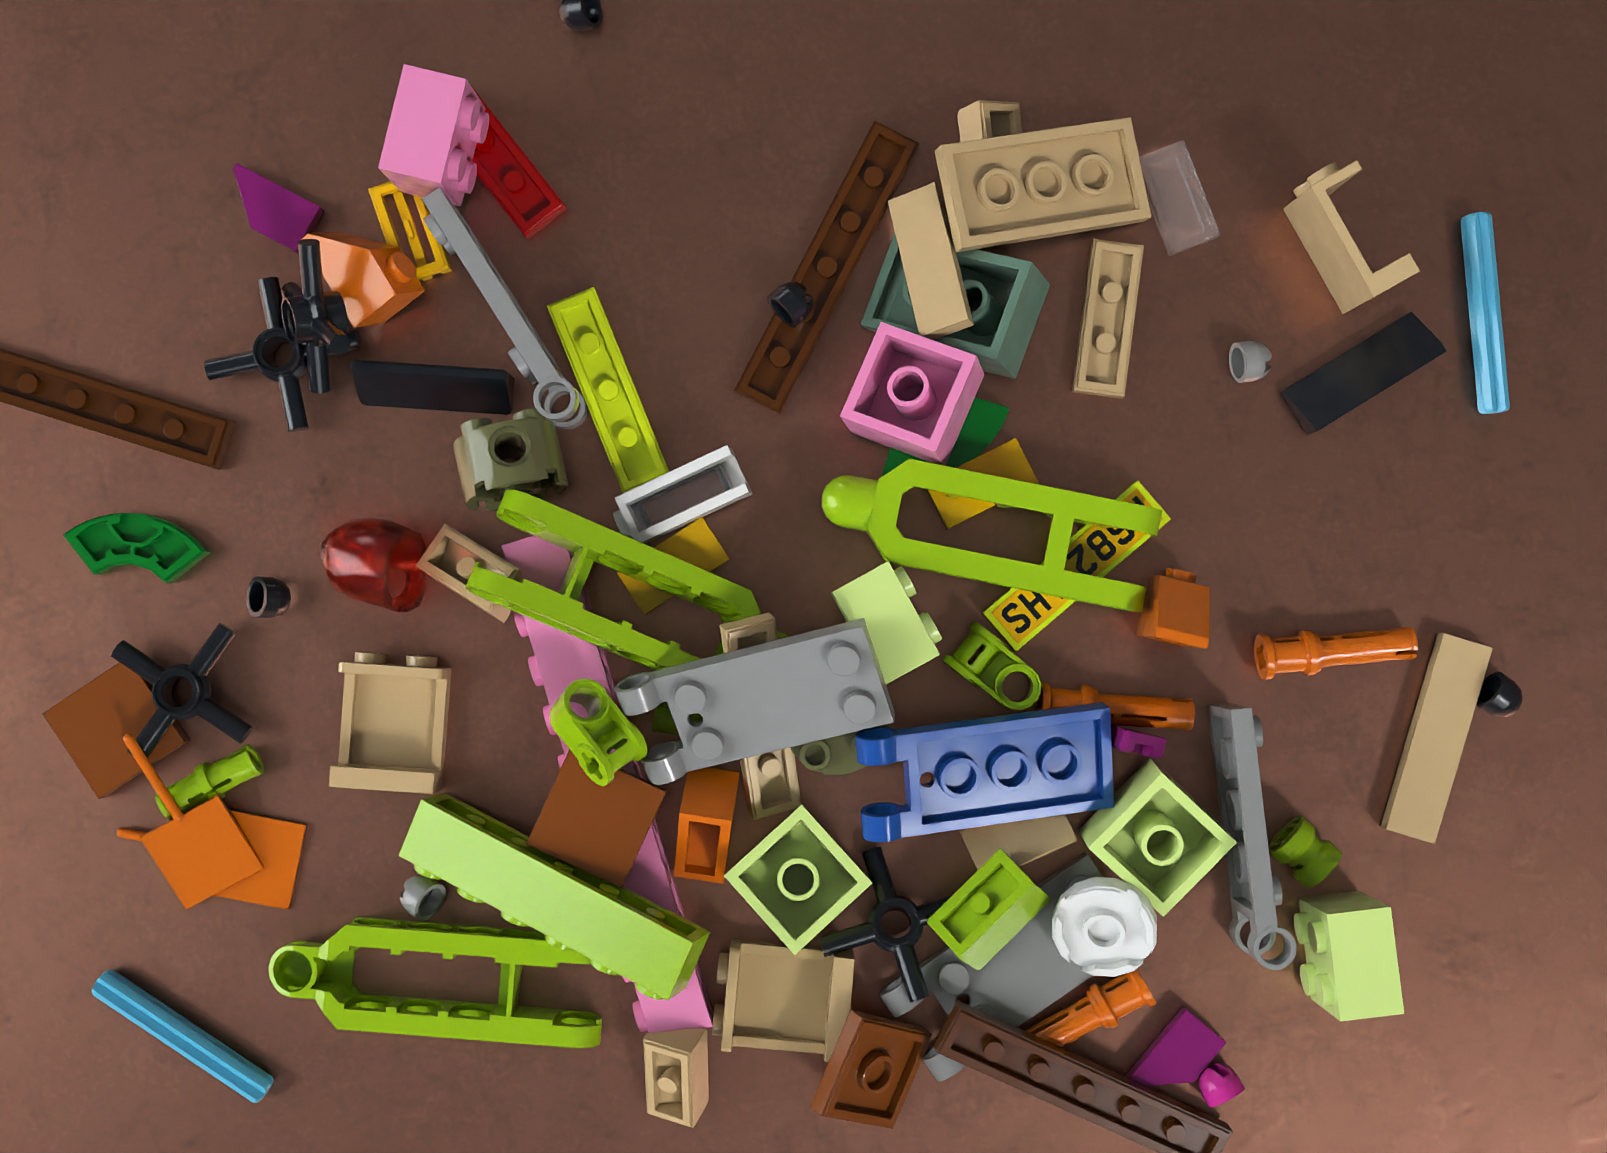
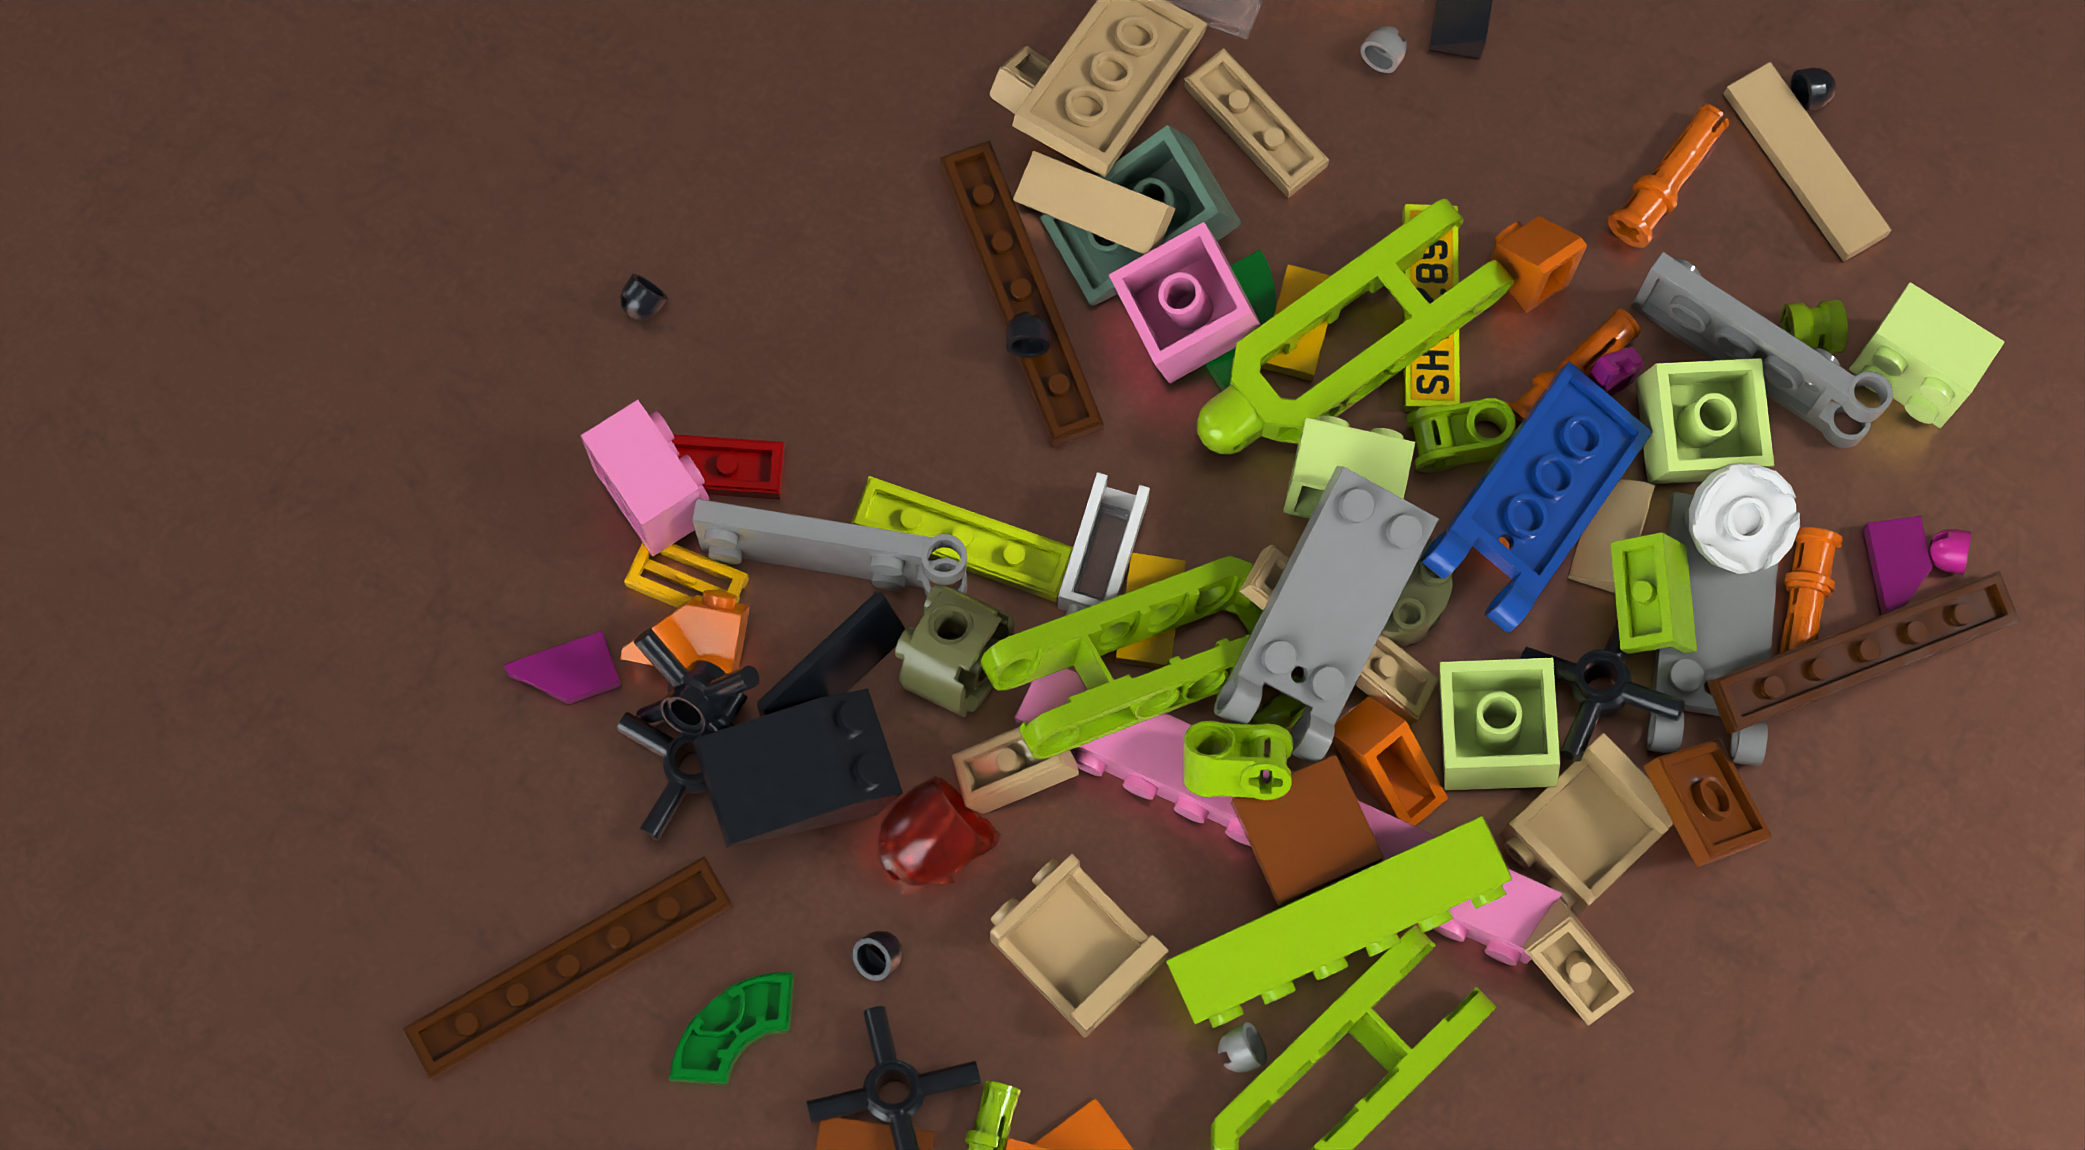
camera: 50 degrees left, 15 degrees down
(328, 431) = (799, 769): none -> black slope

